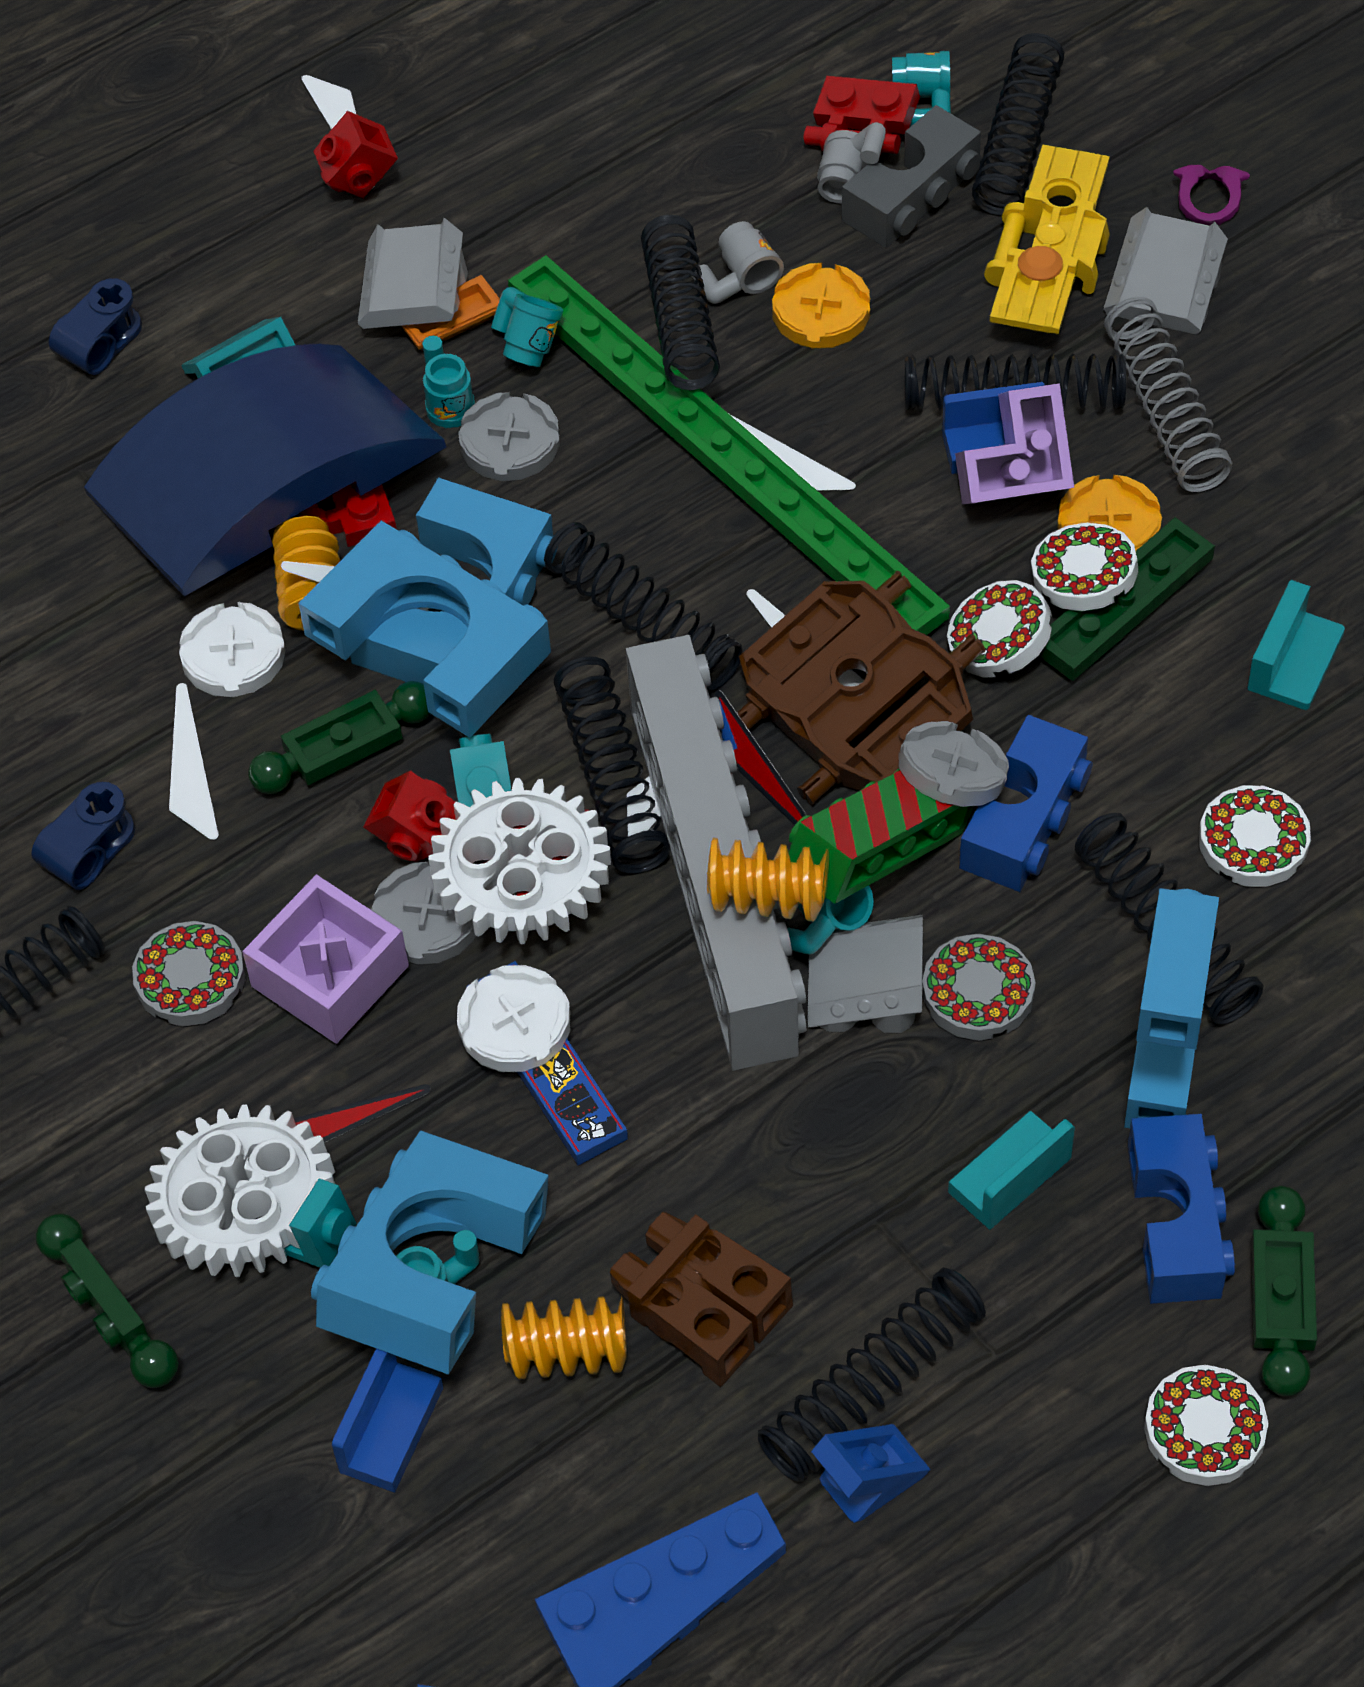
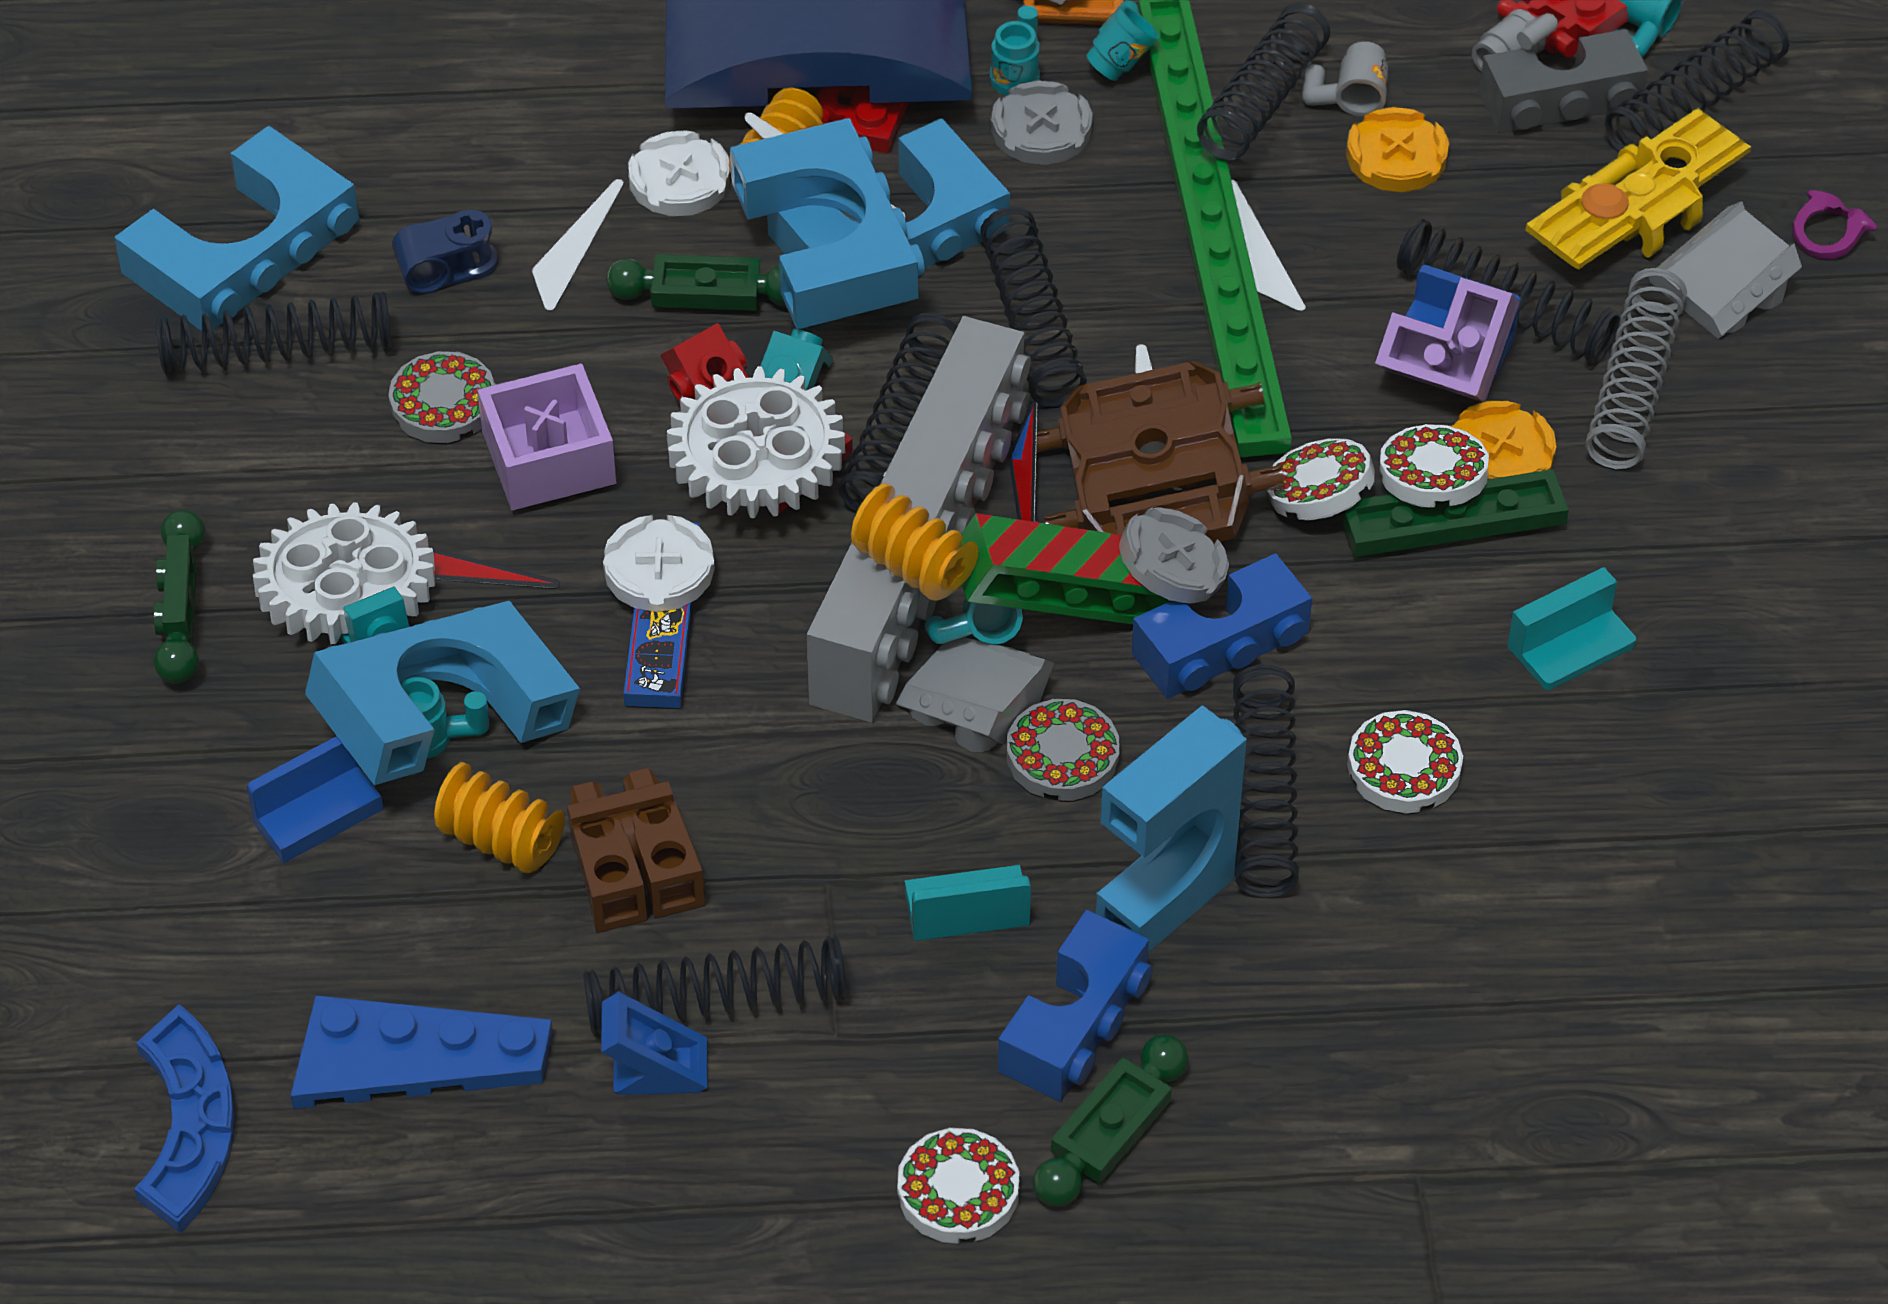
camera: 30 degrees right, 5 degrees down
(412, 905) = (643, 453): light grey tile -> none

